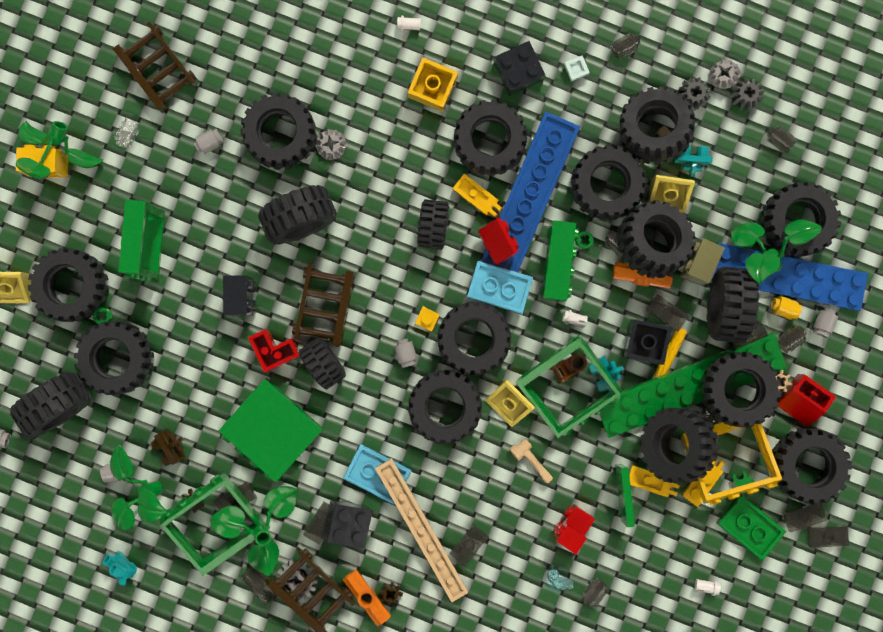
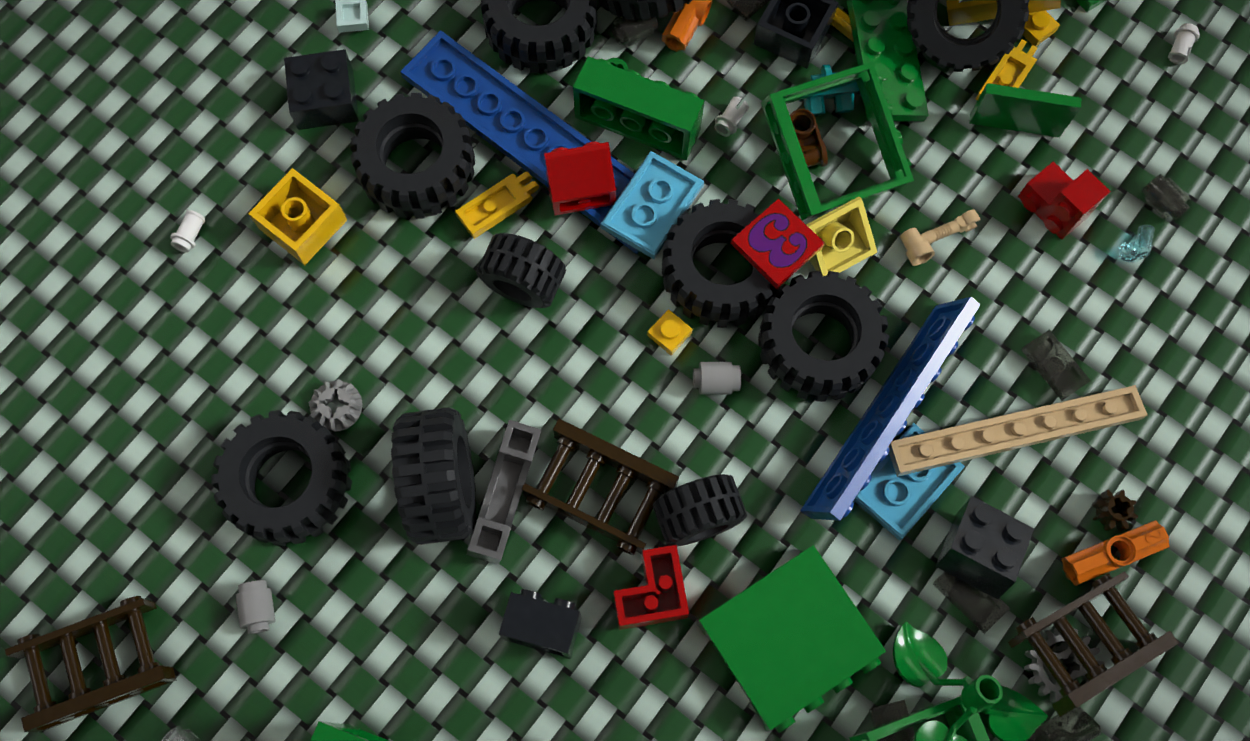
camera: 80 degrees left, 15 degrees down
(305, 253) = (503, 492): none -> flat silver arch
(412, 455) = (889, 410): none -> blue plate
(487, 367) = (777, 243): none -> red tile

